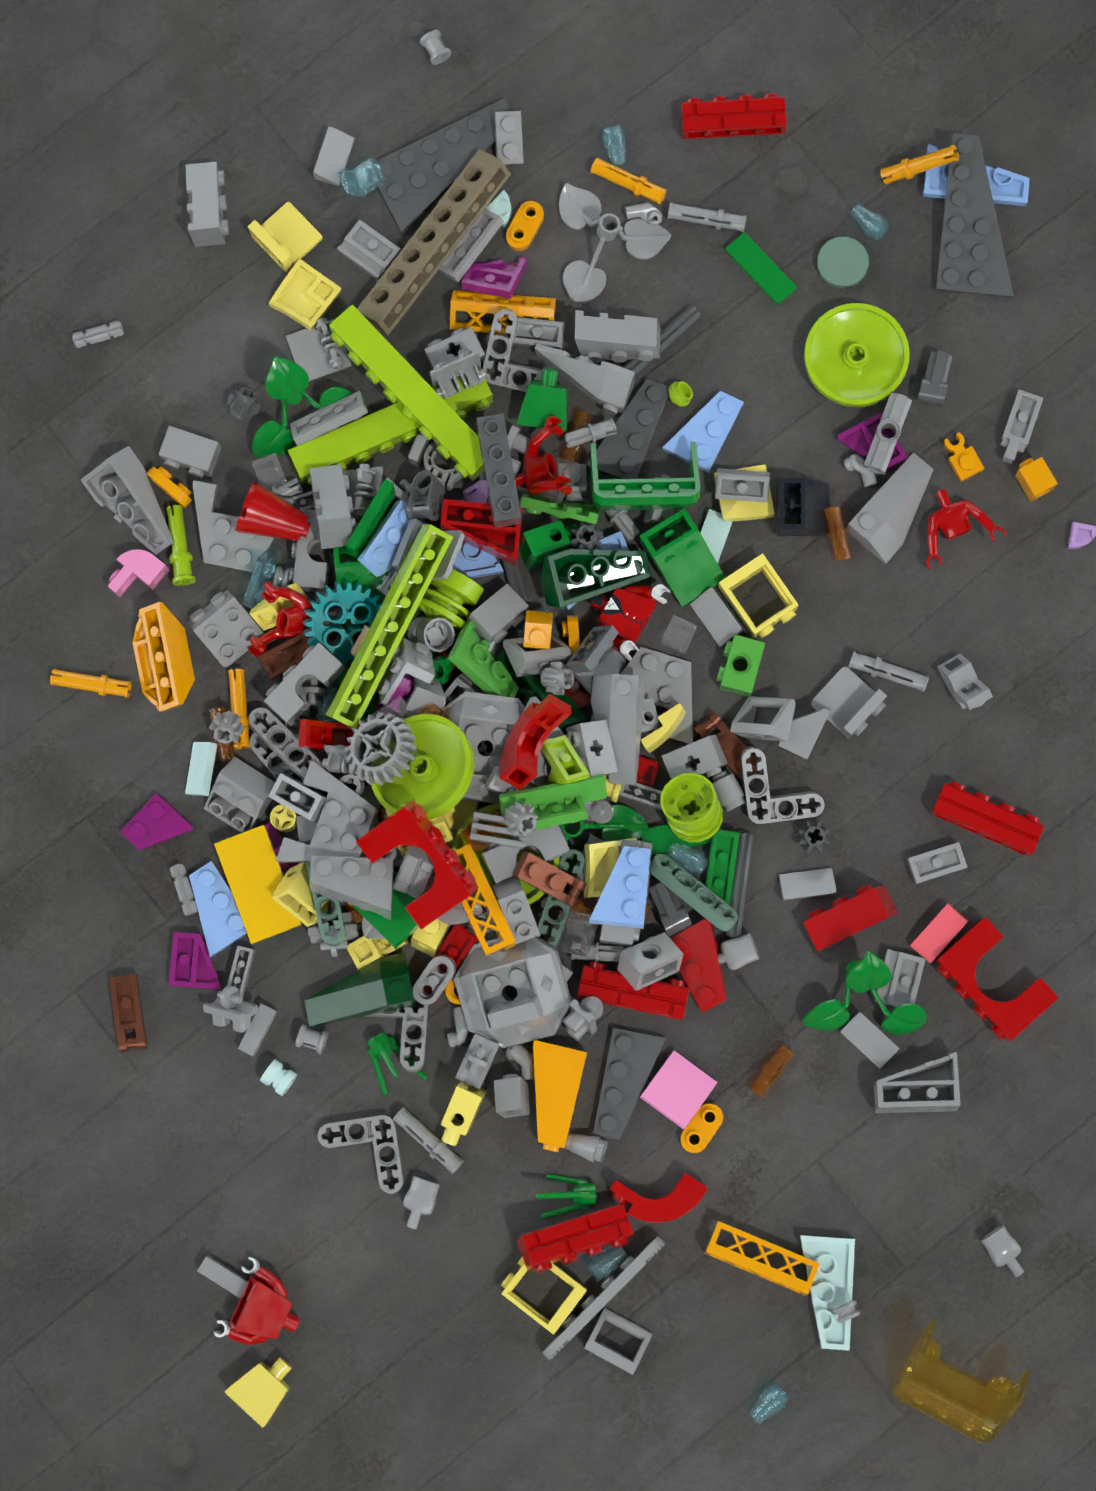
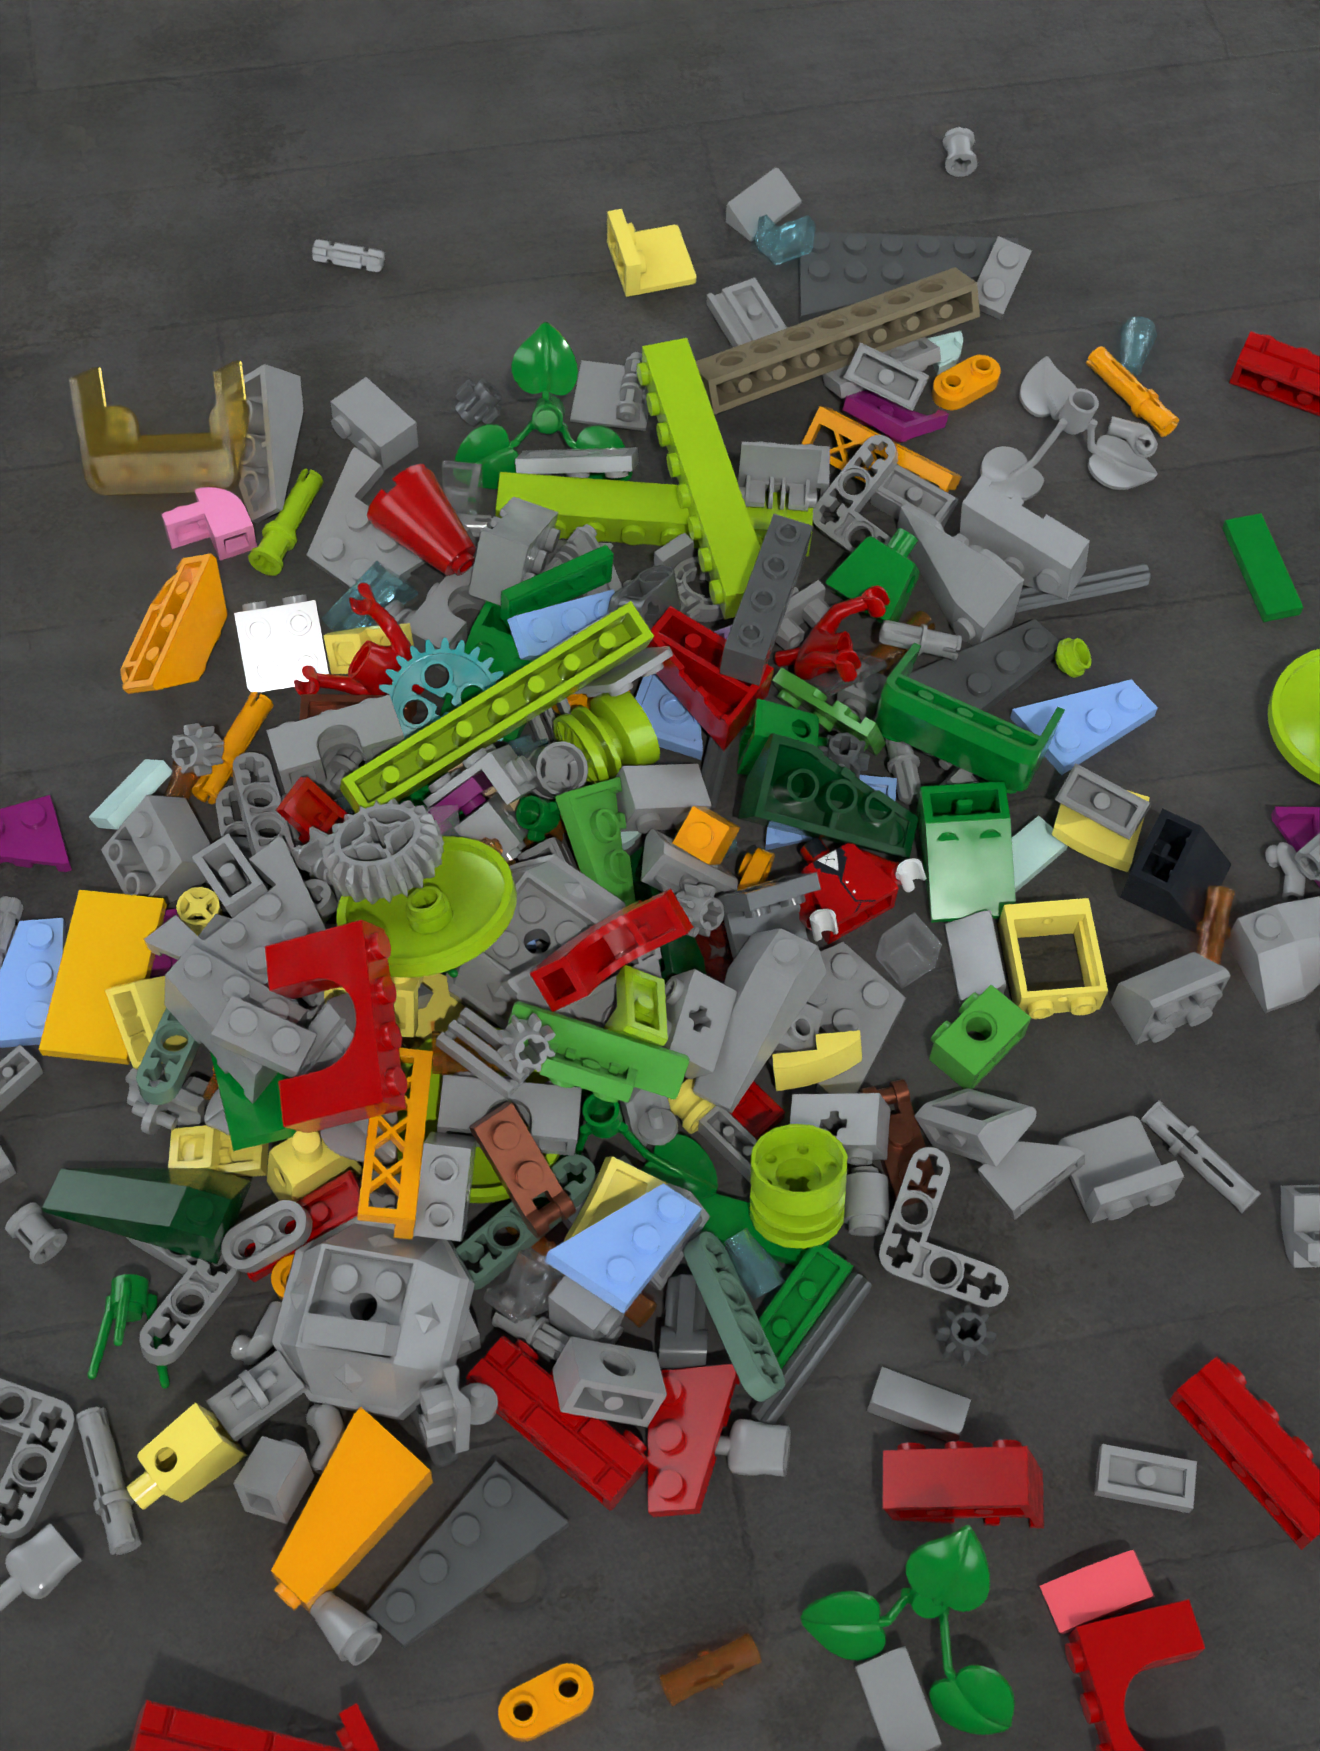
camera: 20 degrees right, 20 degrees down
(80, 545) = (128, 463): none -> clear yellow windscreen
(102, 684) = (71, 629): light orange pin -> none
(162, 479) = (318, 438): light orange plate -> none
(206, 204) = (570, 181): light grey wedge -> none
(305, 295) = (632, 322): light yellow plate -> none
(383, 889) = (263, 1037): none -> light grey plate
(480, 256) = (886, 376): none -> light grey slope
(583, 1194) = (293, 1702): green plant -> none
(678, 1089) = (543, 1616): bright pink slope -> none
(707, 217) = (1256, 498): light grey pin -> none
(830, 587) = (1169, 997): none -> light grey slope
(905, 979) = (999, 1629): light grey plate -> none

